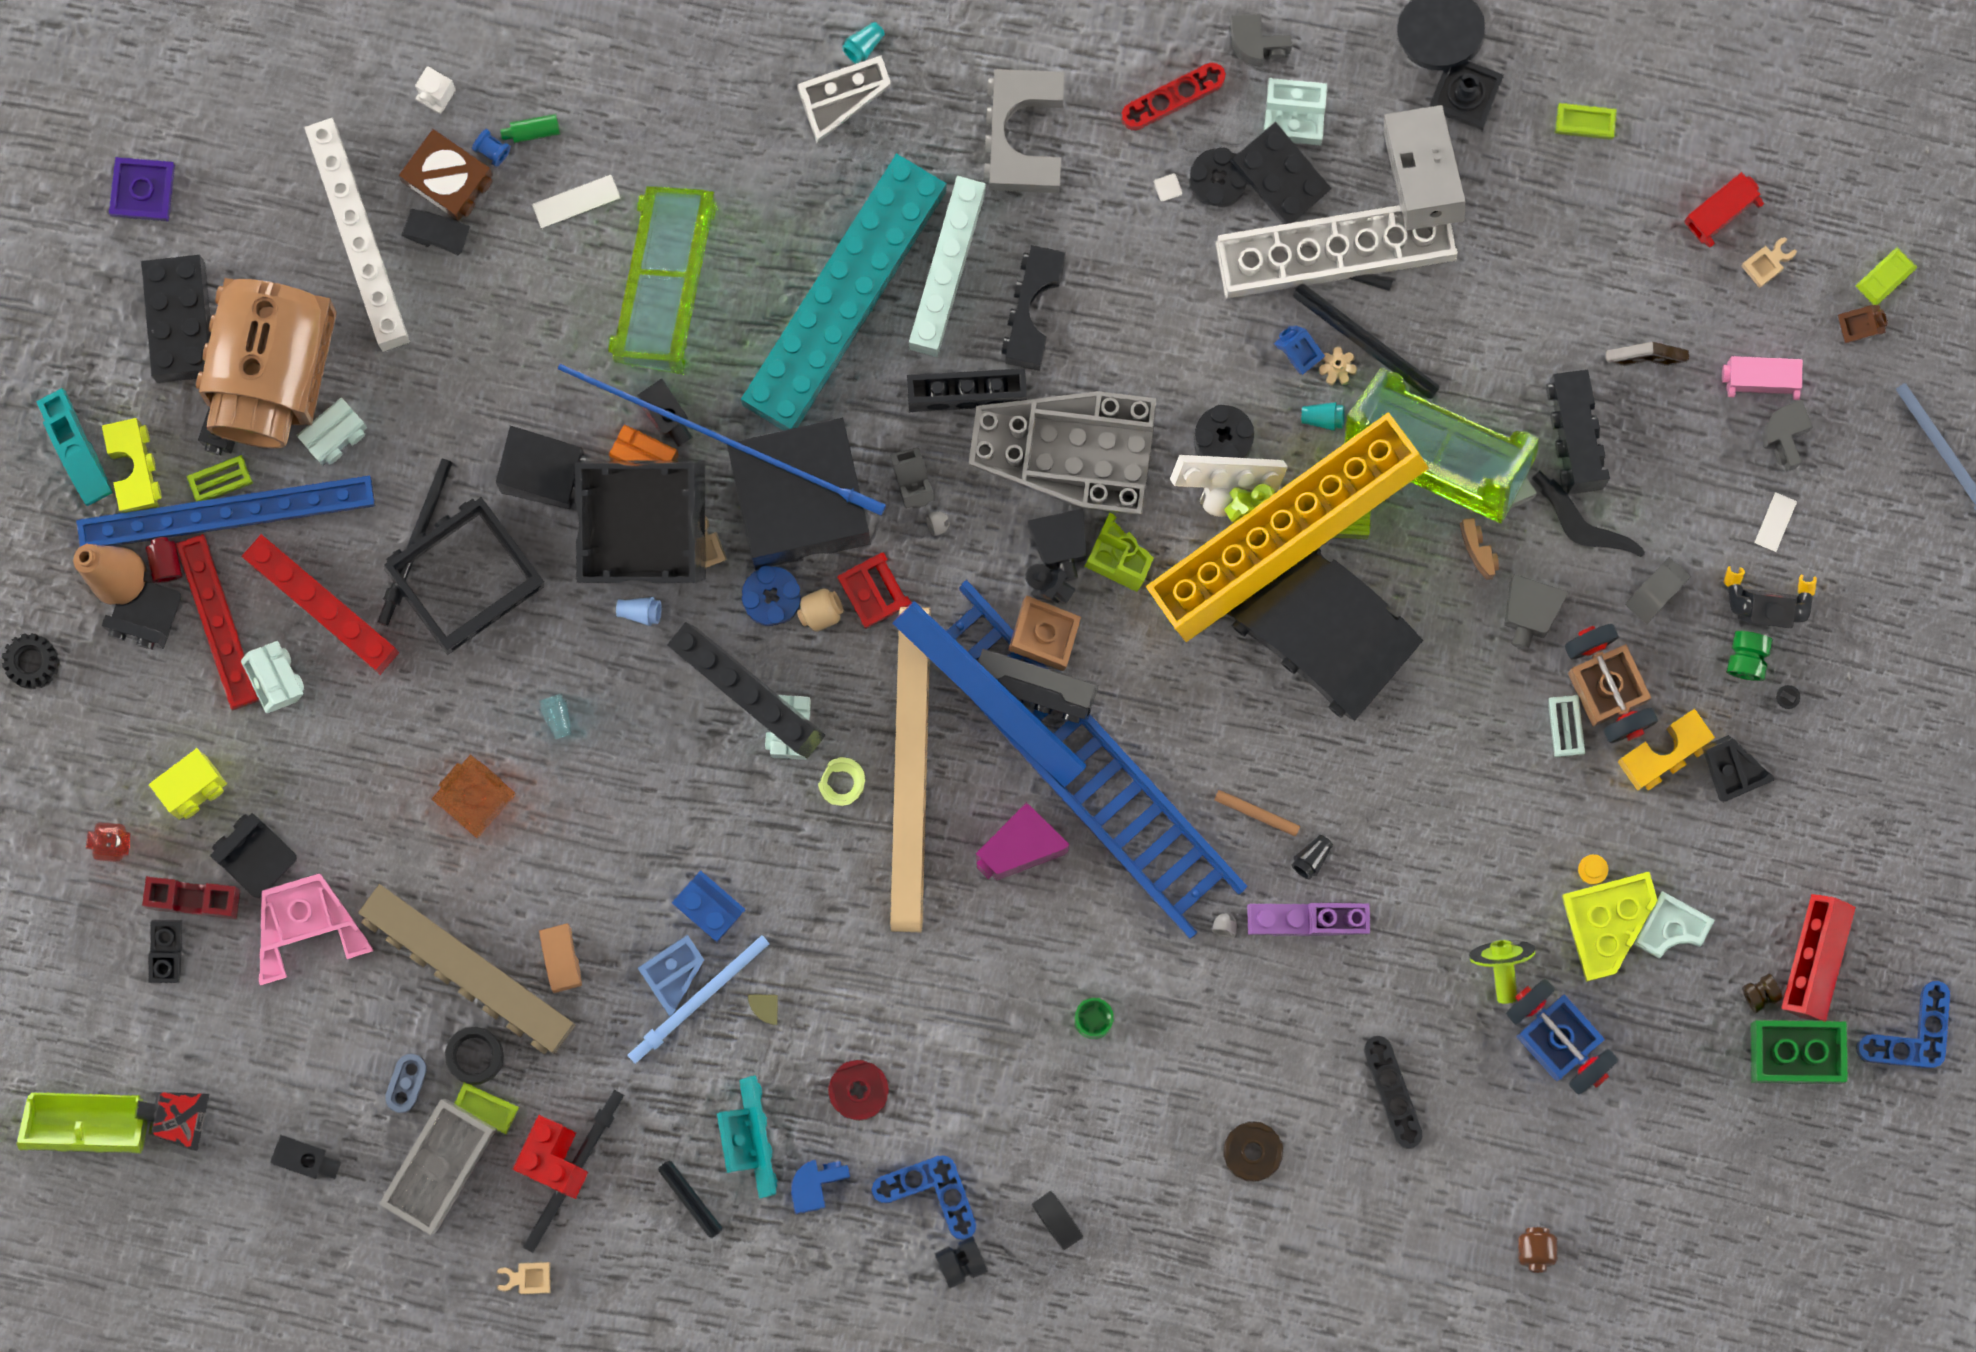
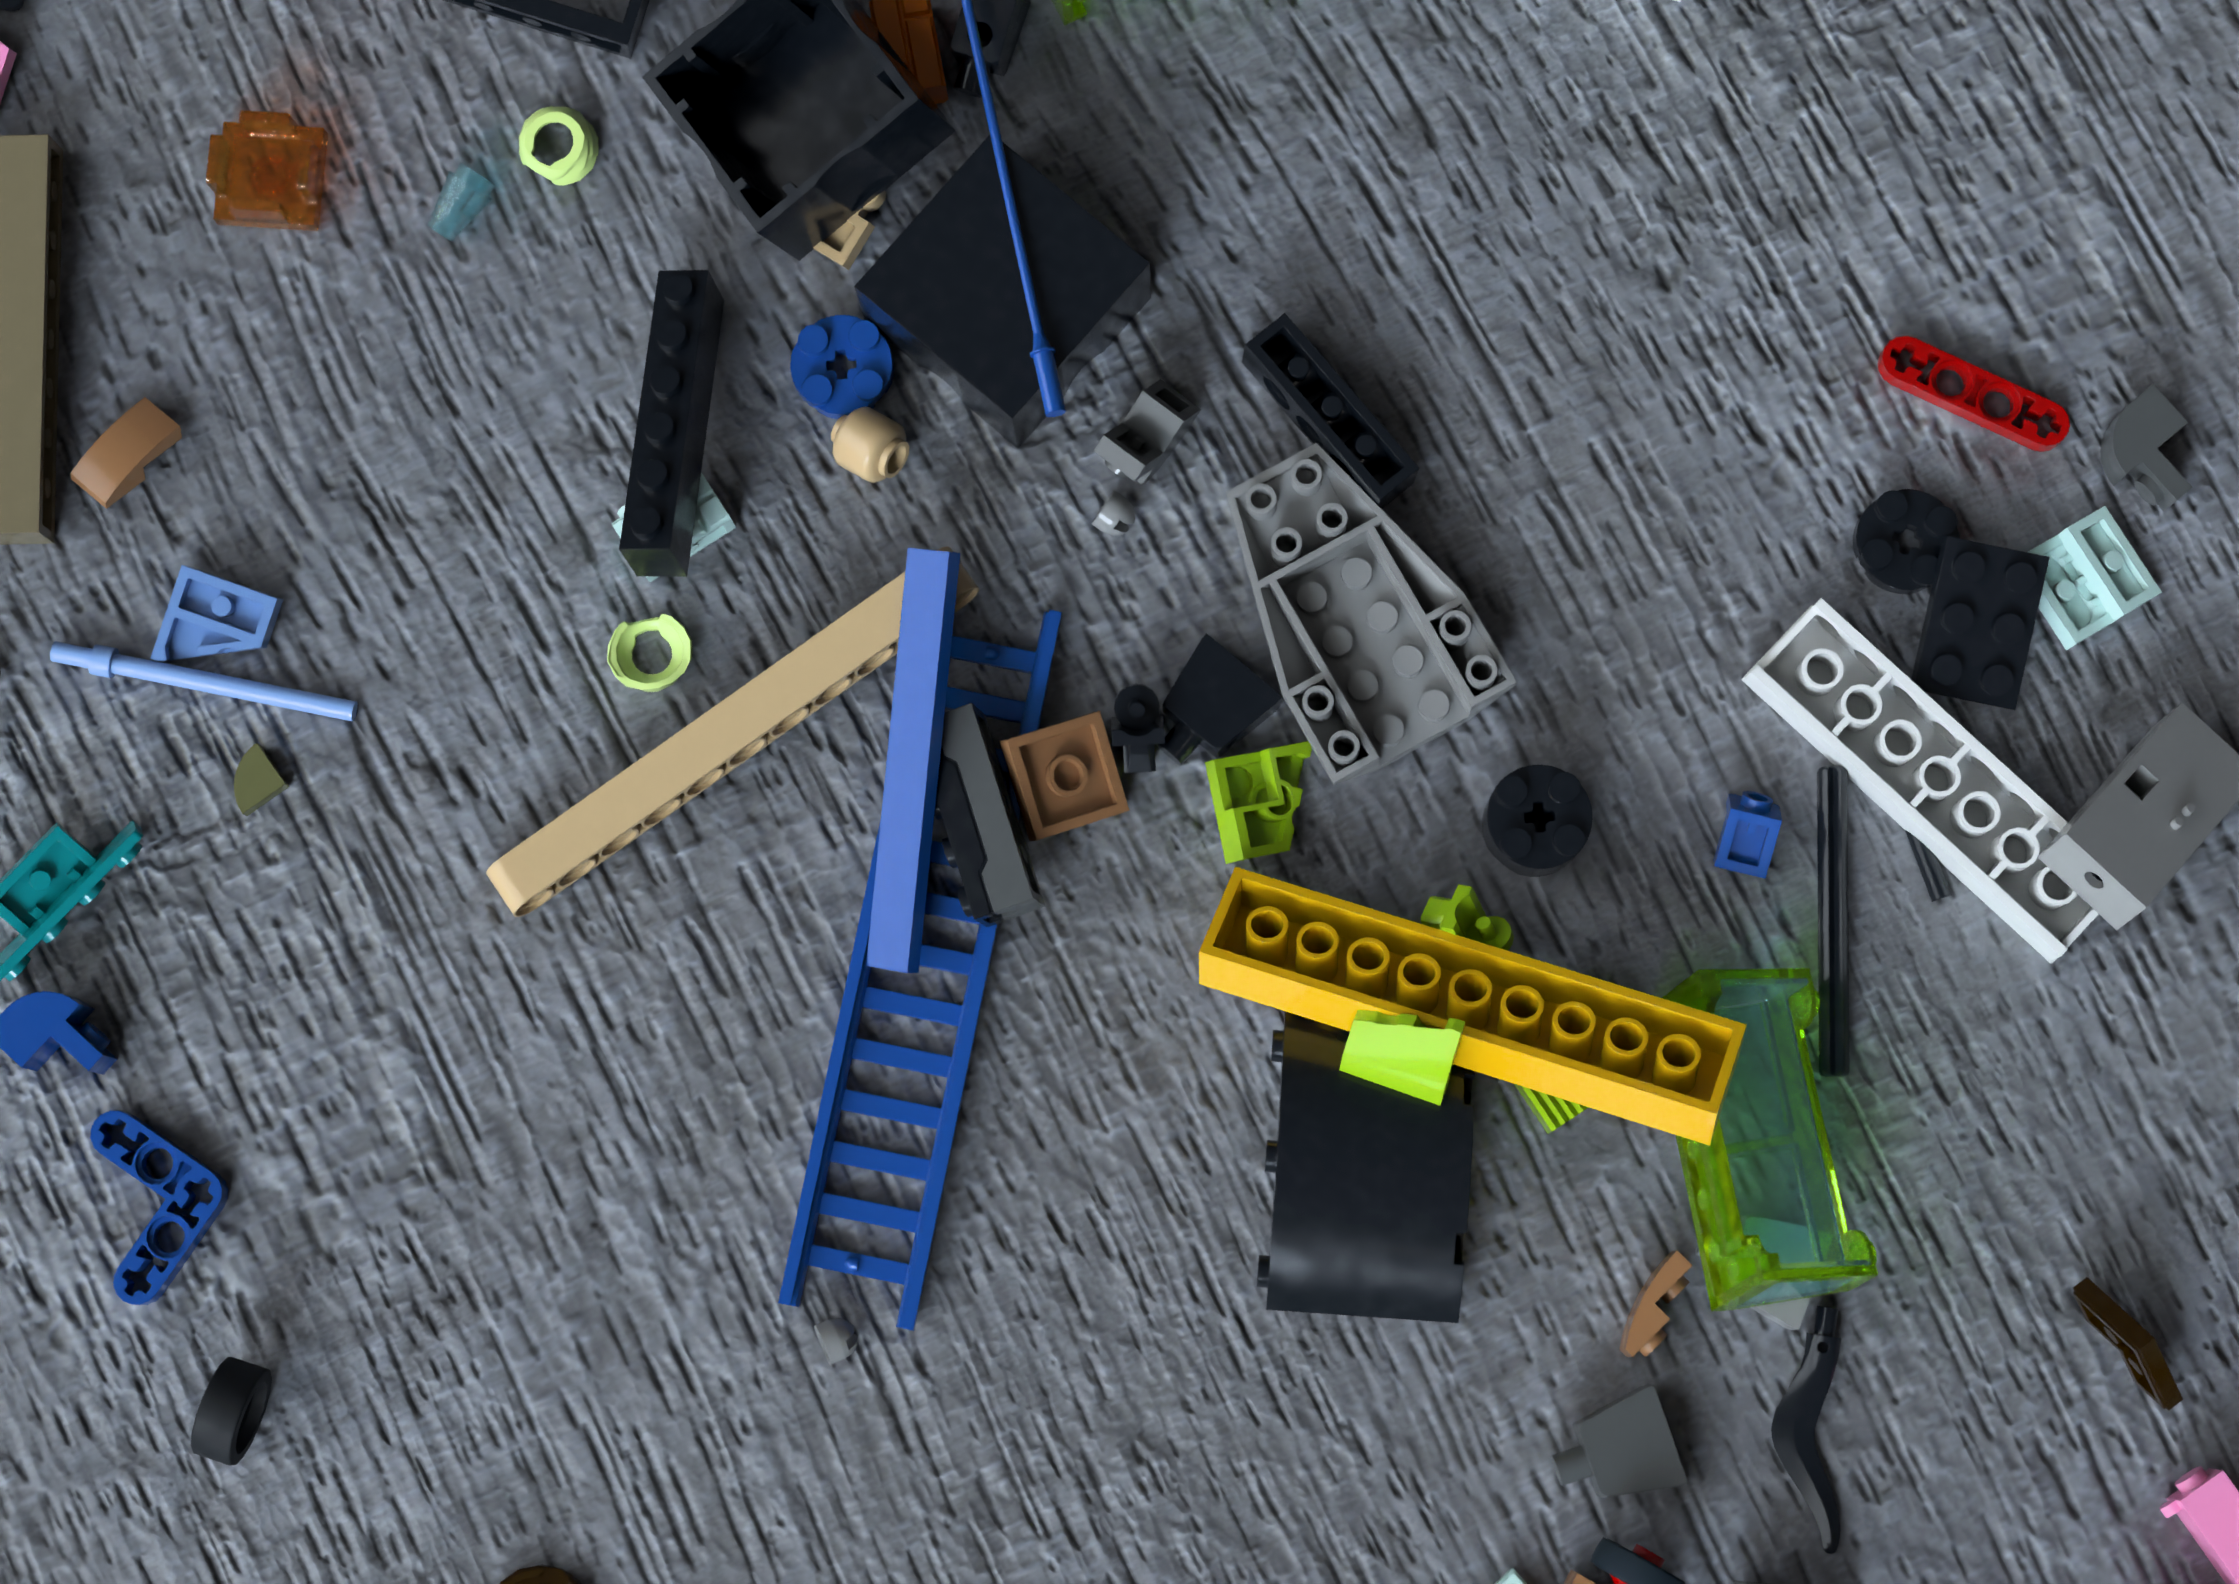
camera: 60 degrees right, 0 degrees up
(573, 638) = (583, 152): none -> yellowish green piece
(641, 610) = (690, 207): light blue cone -> none
(708, 906) = (344, 600): blue plate -> none
(844, 294) = (1341, 151): teal brick -> none
(865, 595) = (937, 490): red plate -> none
(867, 1075) = (199, 995): dark red plate -> none
(947, 266) = (1486, 260): light aqua brick -> none
(951, 1267) = (64, 1308): black wheel -> none
(1010, 93) = (1800, 168): light grey arch -> none
(1020, 845) = (734, 960): magenta slope -> none
(1042, 272) = (1578, 395): black arch -> none
(1093, 1018) = (561, 1250): green wheel -> none
(1168, 187) = (1837, 482): white sticker -> none
(1223, 474) = (1478, 857): white plate -> none
(1257, 813) = (1033, 1266): medium nougat bar -> none
(1288, 572) = (1402, 1053): none -> slope
(1309, 919) = (929, 1454): medium lavender slope -> none
(1311, 858) = (1025, 1393): black cone -> none
(1324, 415) = (1678, 940): teal cone -> none
(1337, 372) = (1761, 917): tan plant -> none
(1577, 432) = (1934, 1323): black wedge -> none

